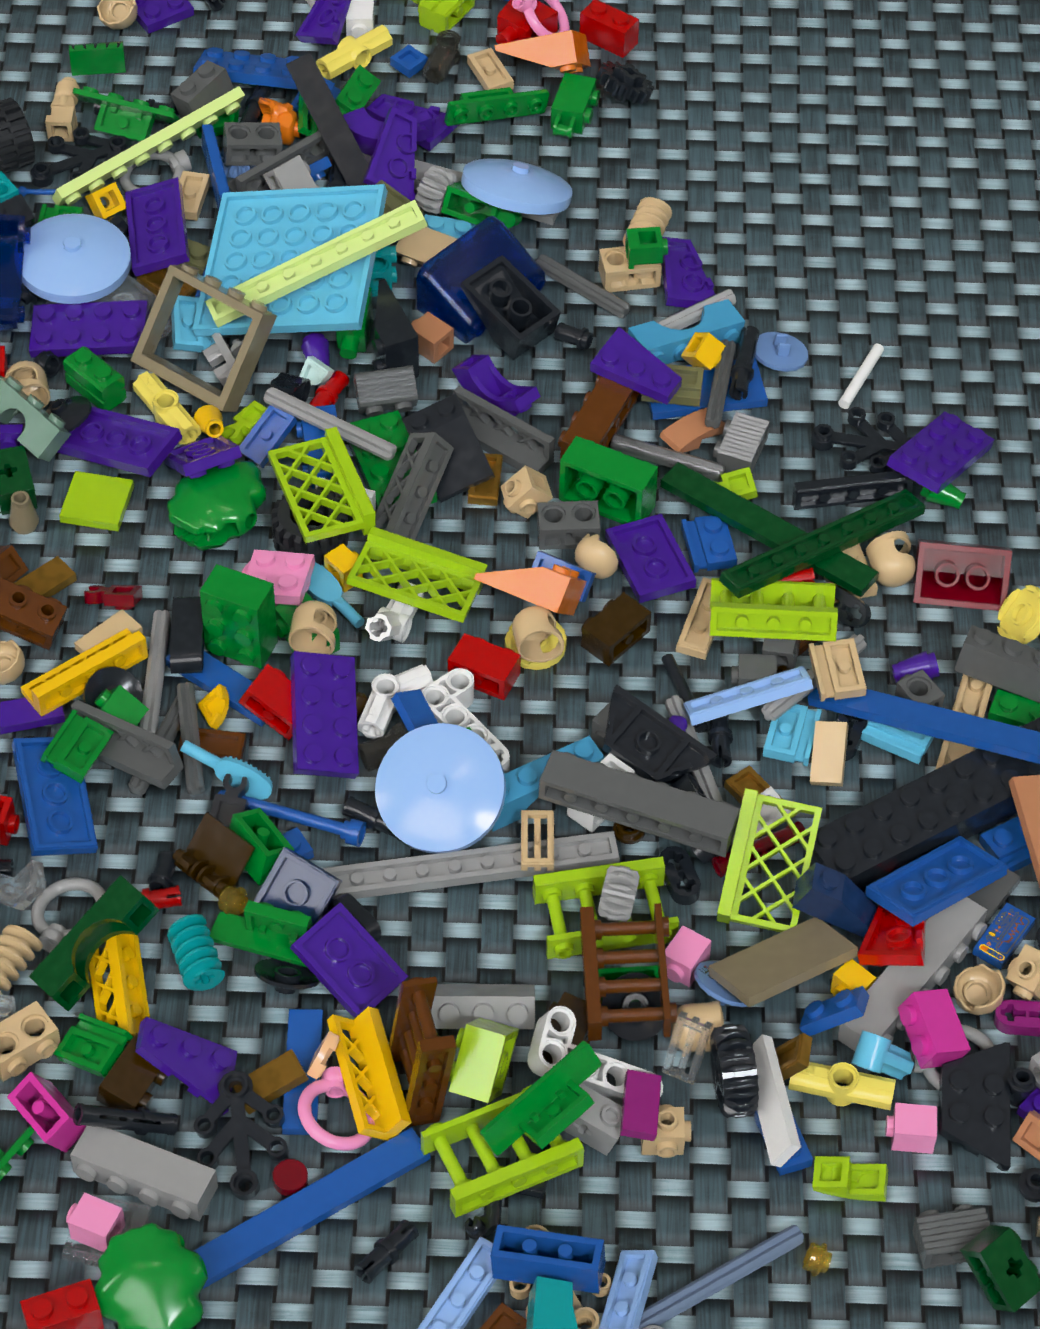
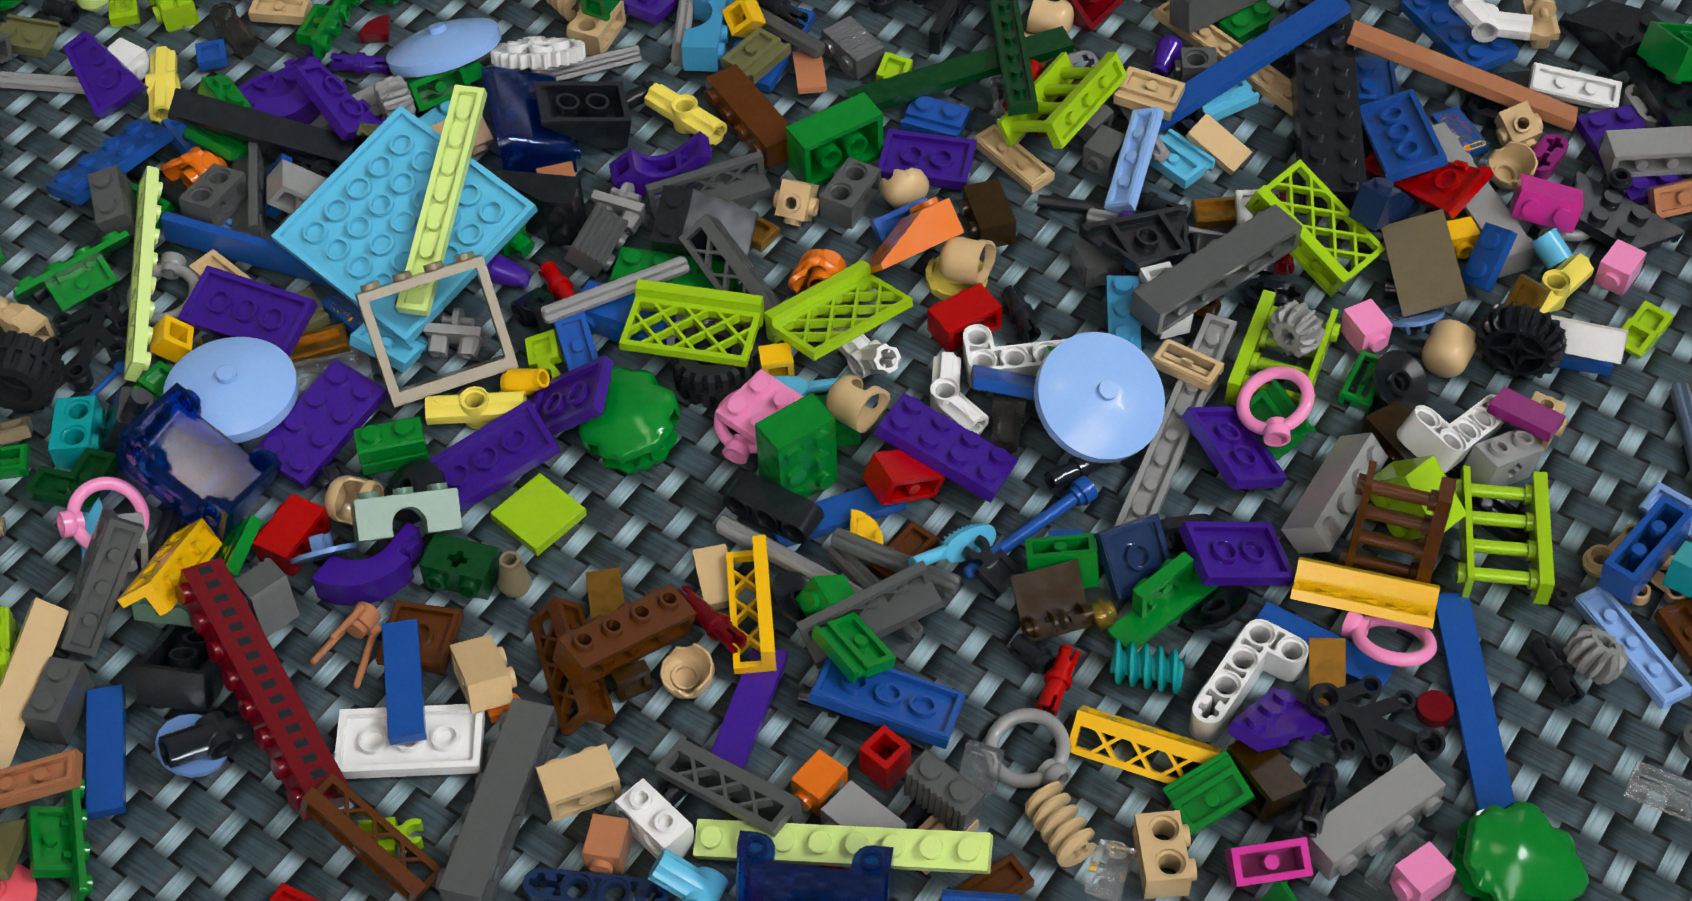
camera: 55 degrees left, 0 degrees up
(49, 654) = (716, 624): none -> dark red pin
(66, 967) = (1089, 689): dark green arch -> none
(120, 596) = (673, 545): dark red plate -> none
(221, 1026) = (1256, 658): none -> white beam
(316, 371) = (529, 279): light aqua tile -> none
(322, 1054) = (1329, 617): light nougat tile -> none
(419, 1256) = (1595, 654): none -> light grey gear
(439, 384) = (625, 204): none -> light grey hips
(458, 540) = (815, 267): none -> orange head
(468, 914) = (1234, 448): none -> dark purple plate
(469, 148) = (359, 63): none -> dark purple pin
(502, 933) = (1276, 429): none -> bright pink piece
(518, 140) = (376, 30): none -> dark red tile
(520, 703) = (1021, 313): none -> black pin
(524, 932) = (1278, 403): none -> green plate
(547, 1104) = (1510, 469): green bracket -> none
(555, 245) = (538, 53): none -> white gear
(572, 375) = (685, 113): none -> light yellow piece
(598, 987) = (1370, 384): reddish brown fence -> none
(635, 367) = (729, 63): dark purple wing -> none
(666, 456) = (827, 97): flat silver axle -> none
(694, 1026) = (1467, 366): clear tile -> none

